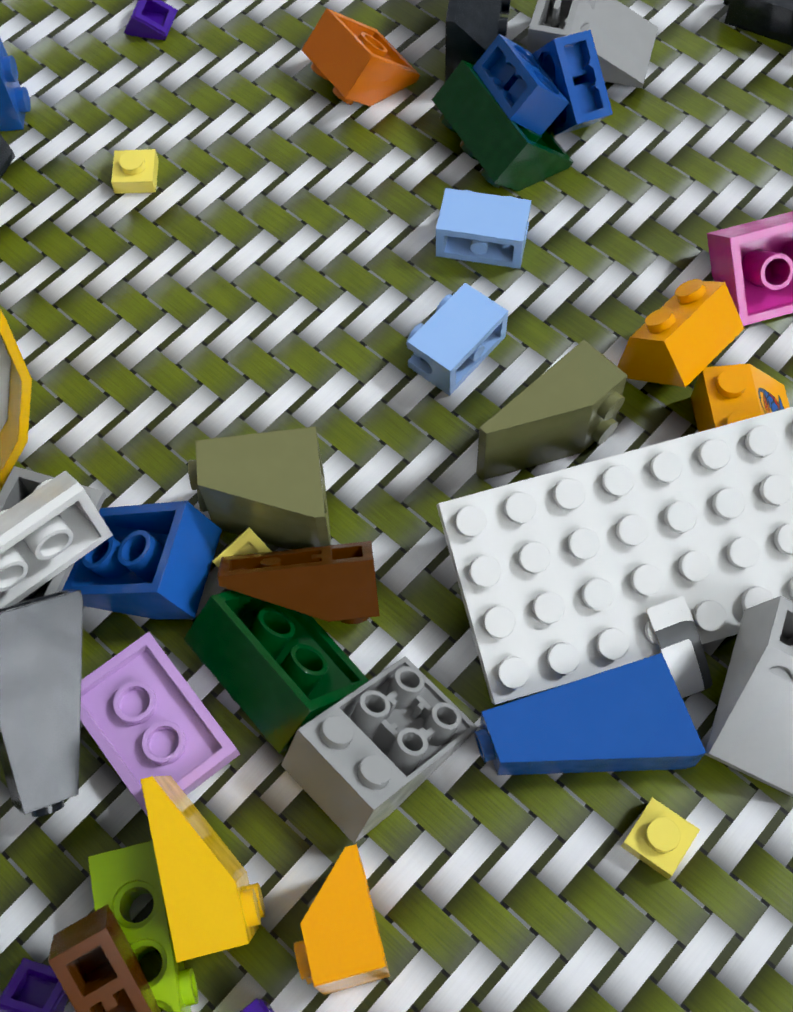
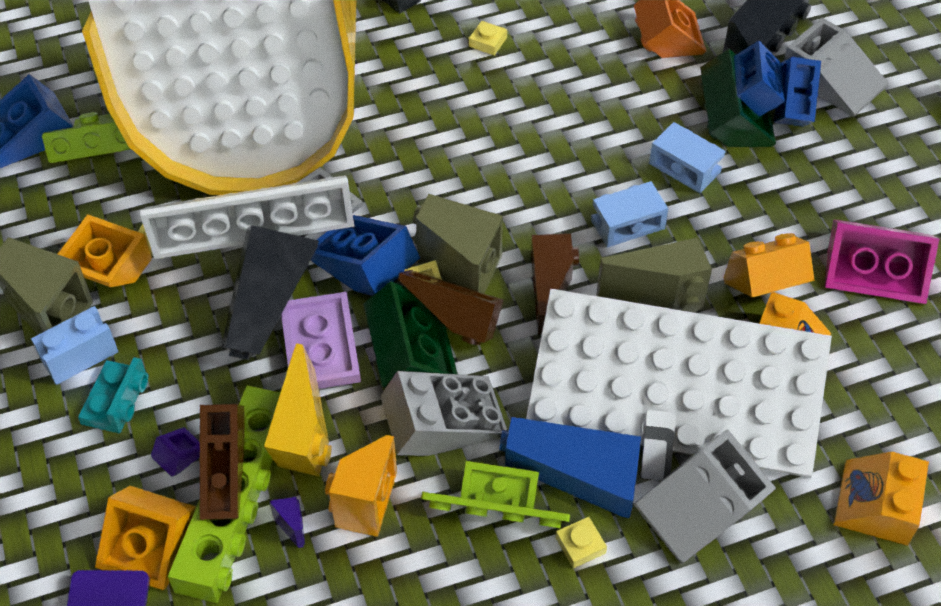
camera: 25 degrees right, 10 degrees down
(402, 461) = (551, 269): none -> reddish brown slope
(520, 829) = (498, 489): none -> lime bracket

